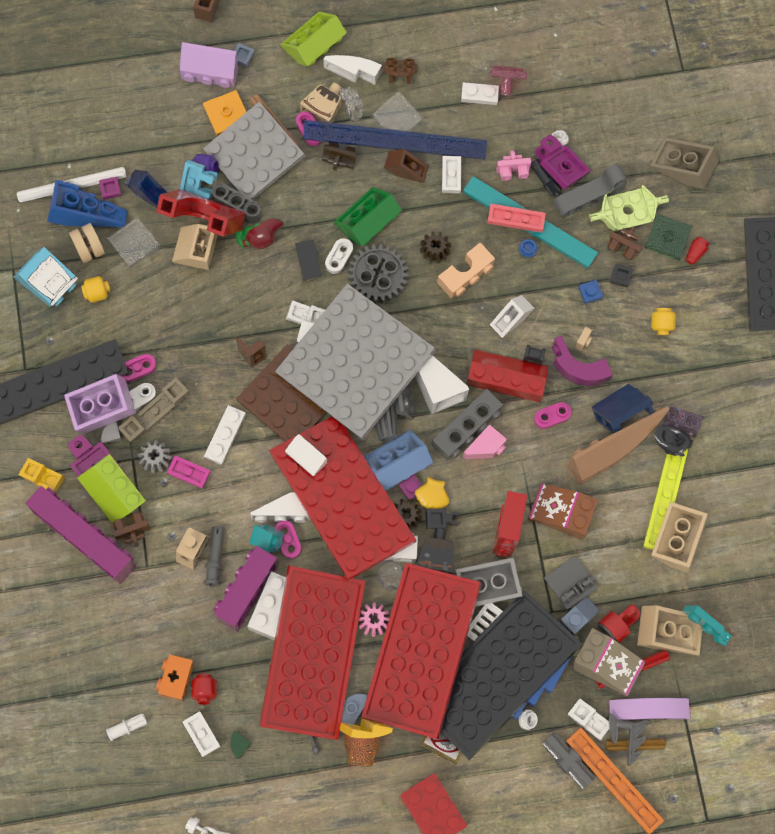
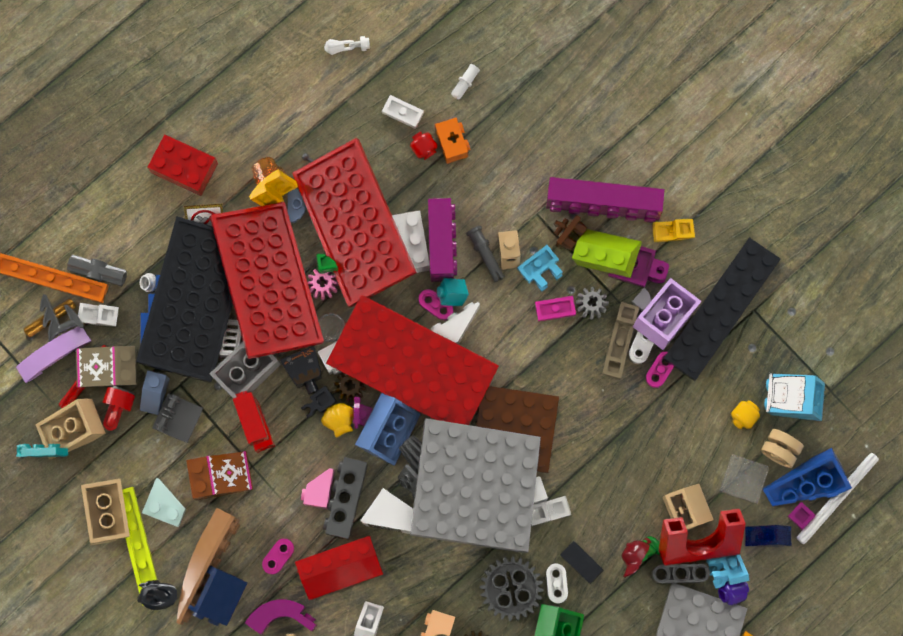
camera: 155 degrees right, 5 degrees up
(176, 518) = (538, 264): none -> medium azure plate
(225, 435) = (547, 360): white plate -> none
(239, 744) = (368, 123): dark green tile -> none
(253, 354) = (573, 436): reddish brown panel -> none
(306, 455) = (463, 376): white slope -> none
(360, 630) = (326, 264): none -> green tile
(419, 480) = (356, 420): none -> magenta piece
(534, 354) = (326, 601): black bush -> none
(625, 516) = (164, 505): none -> light aqua wing
(684, 420) = (158, 623): leg -> none

